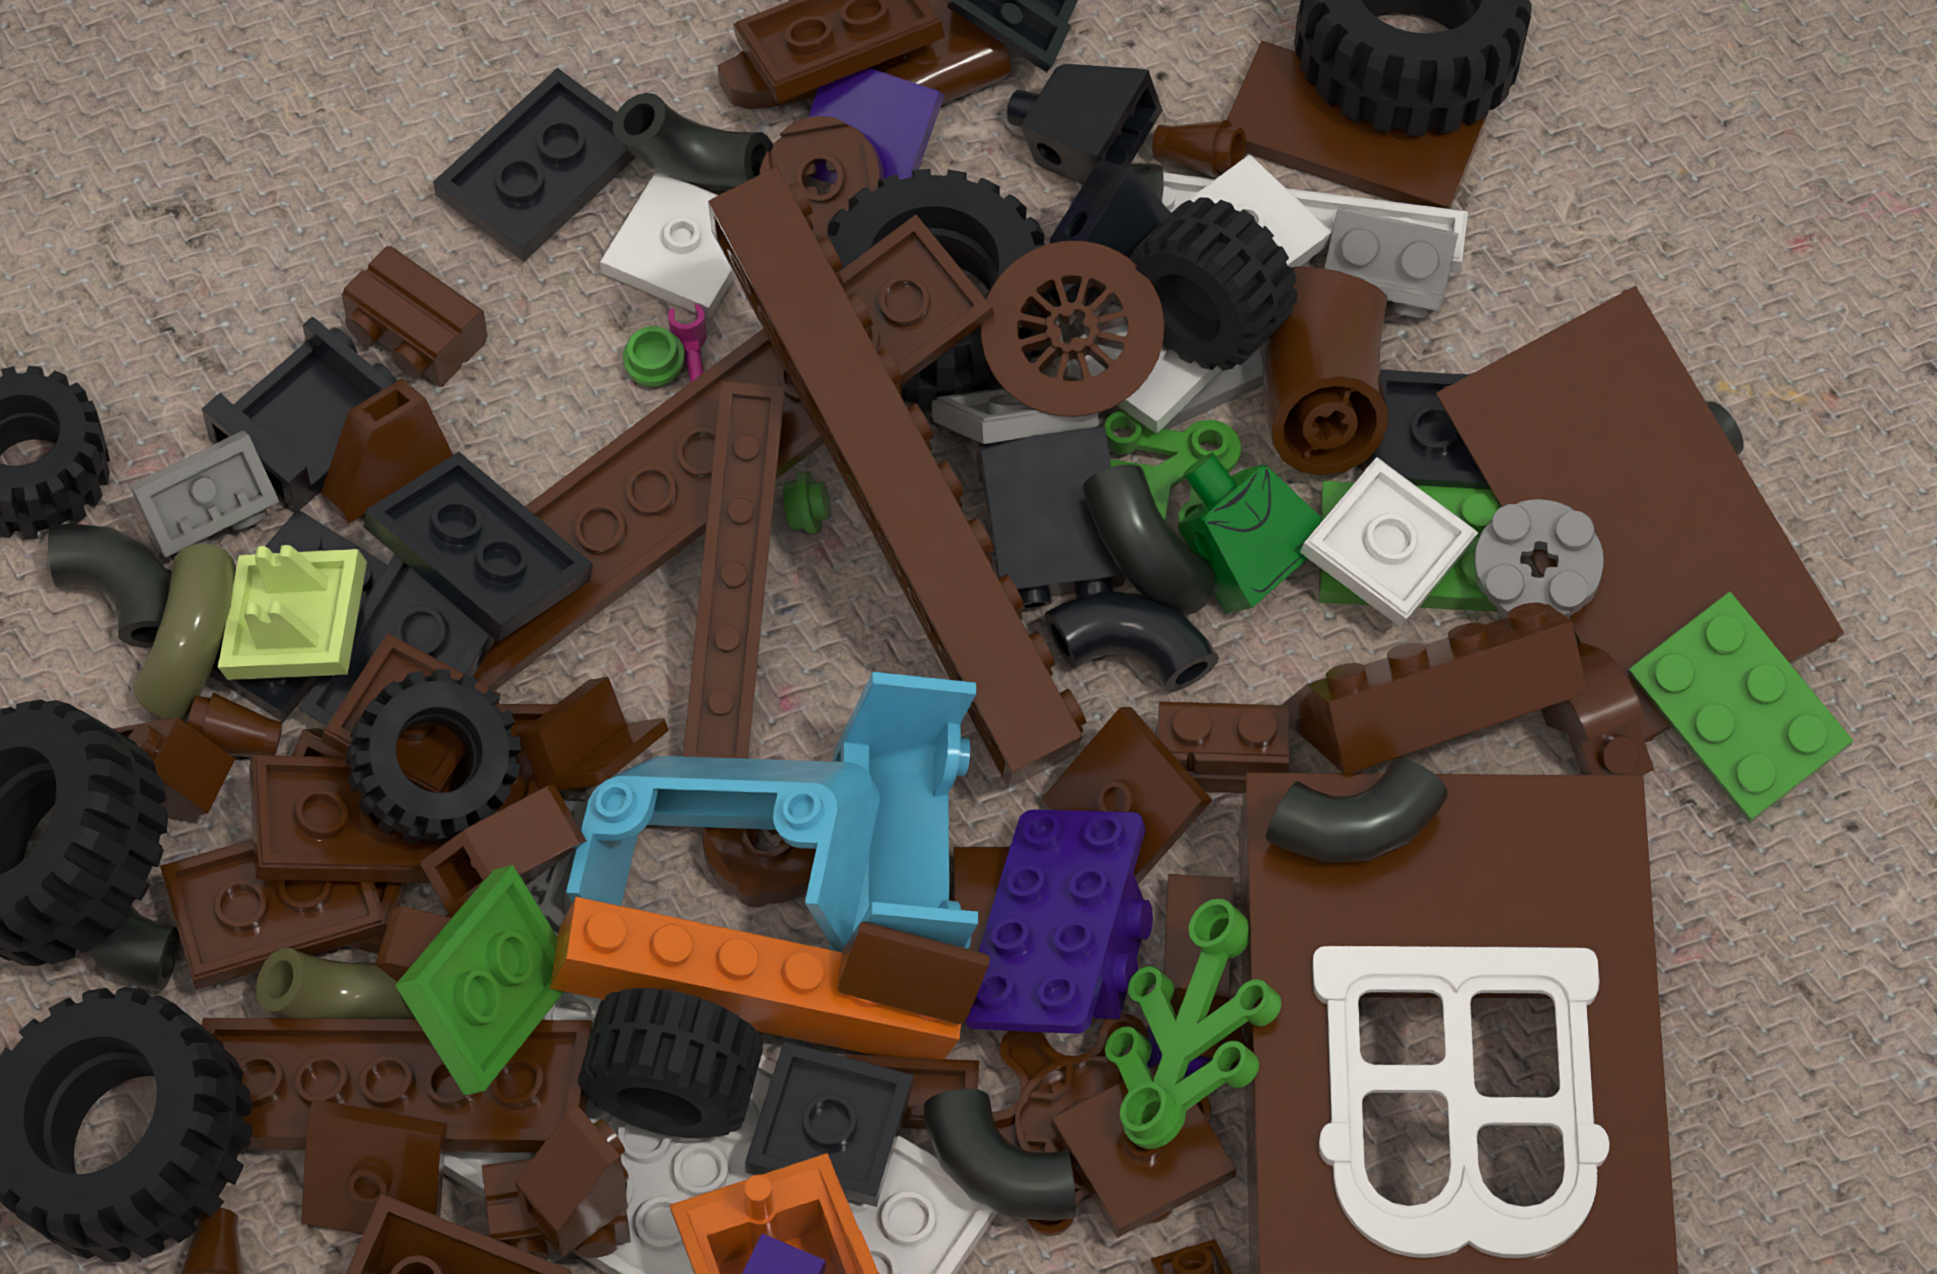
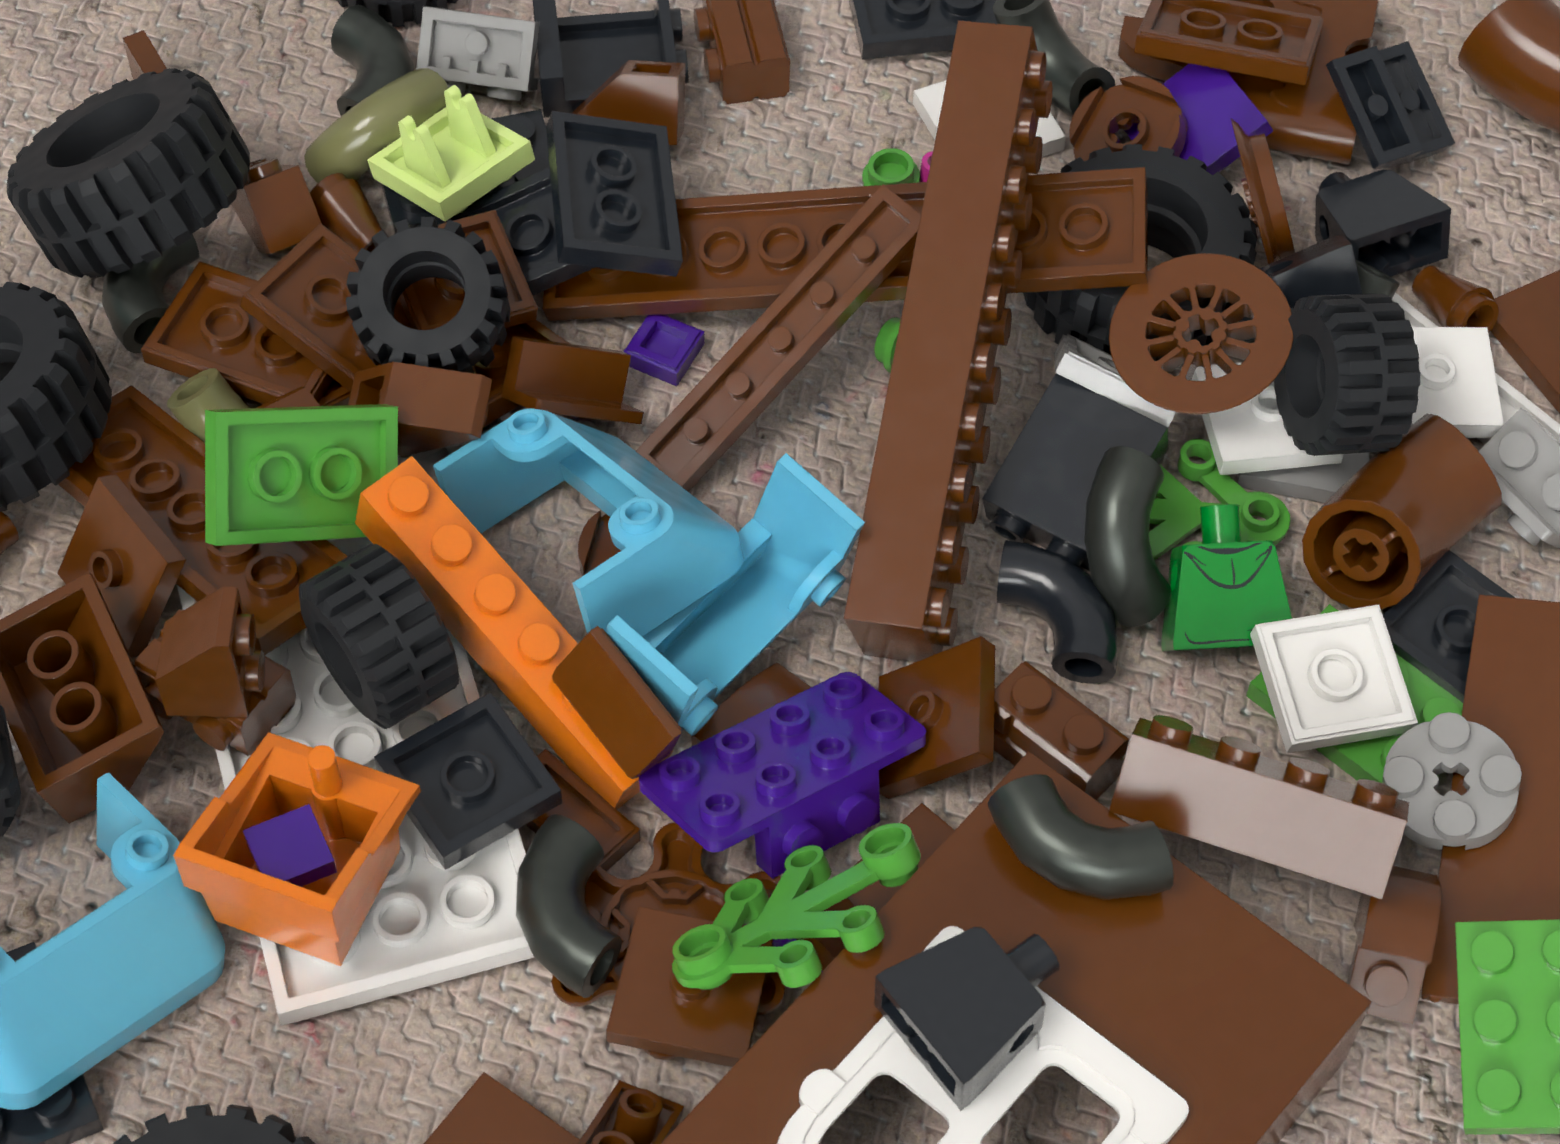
camera: 40 degrees right, 5 degrees down
(609, 648) = (664, 348): none -> dark purple tile
(992, 157) = (1263, 194): none -> reddish brown piece
(1394, 1000) = (967, 1006): none -> black torso

